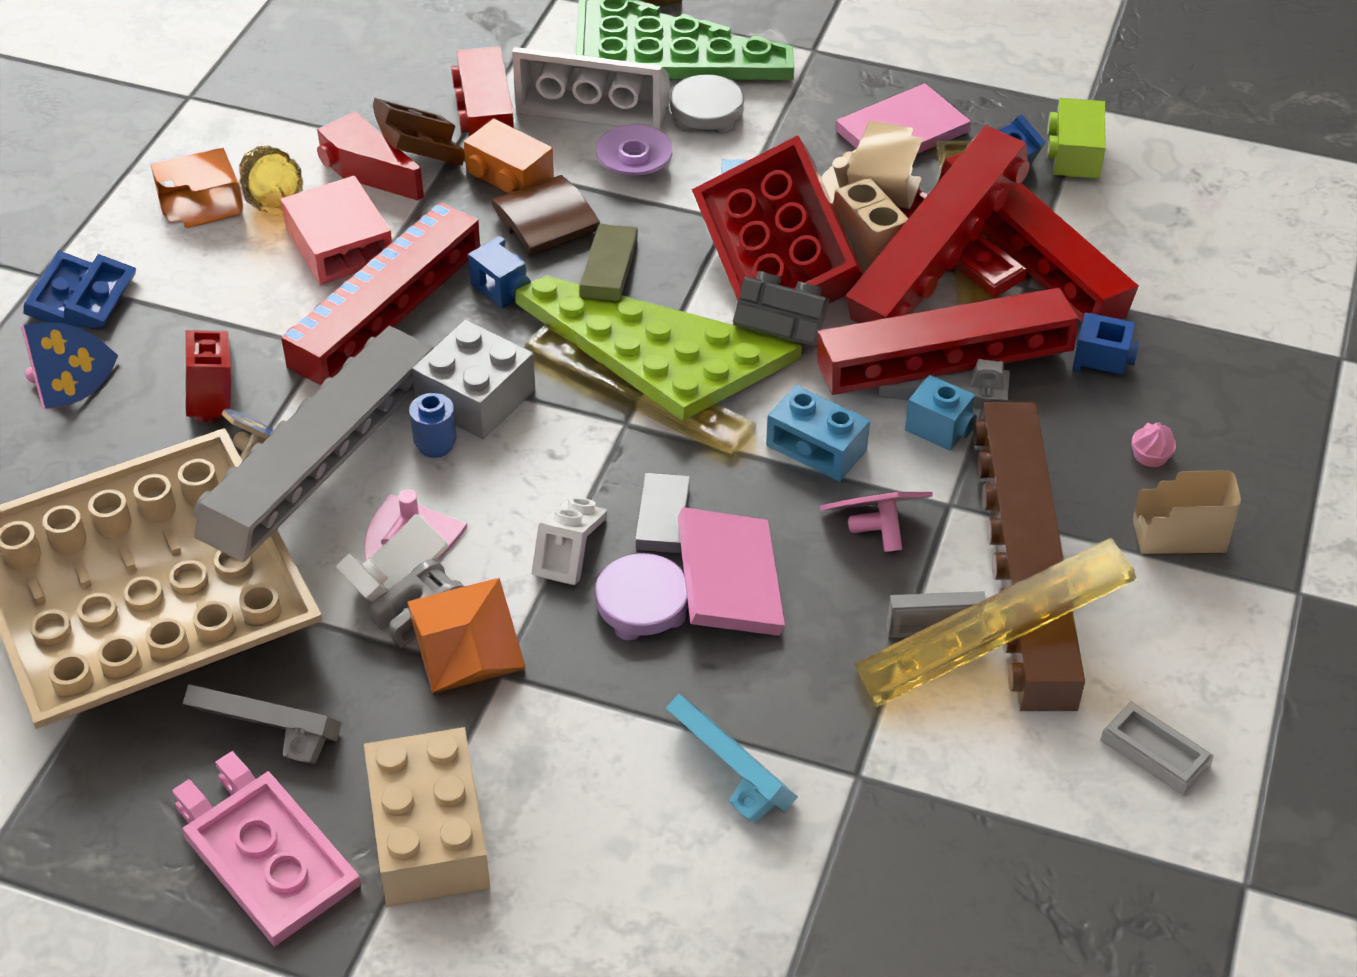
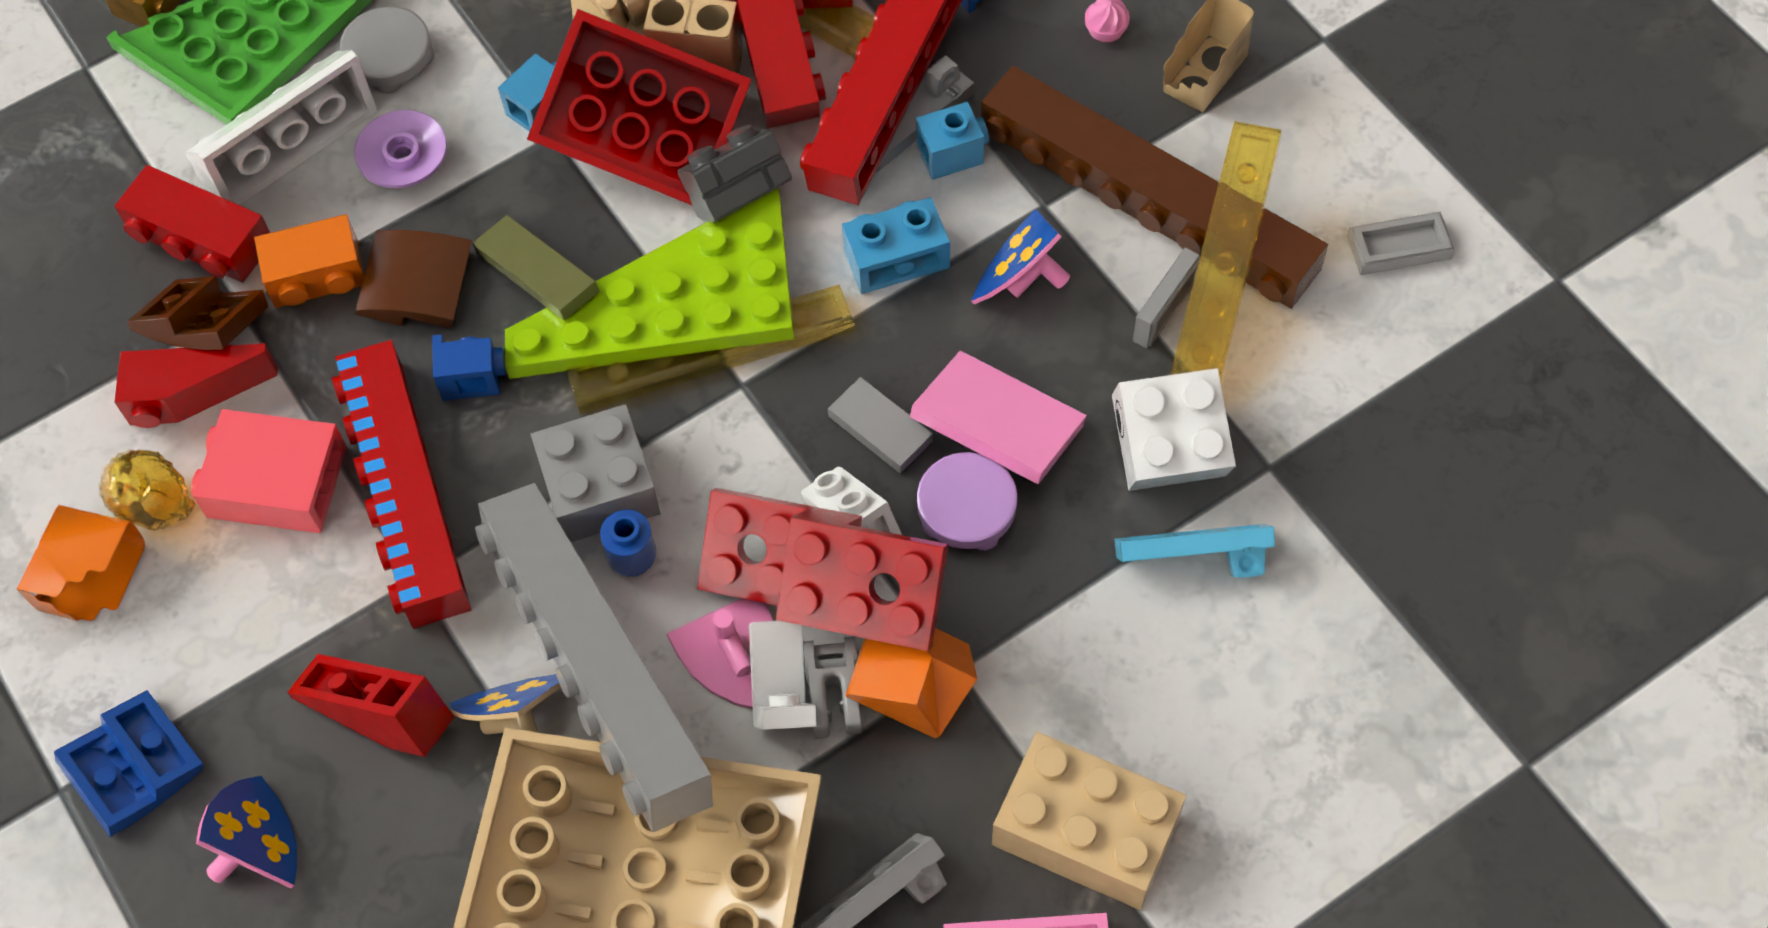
camera: 50 degrees left, 15 degrees up
(490, 524) = (822, 568): none -> bracket
(813, 676) = (1173, 429): none -> white brick

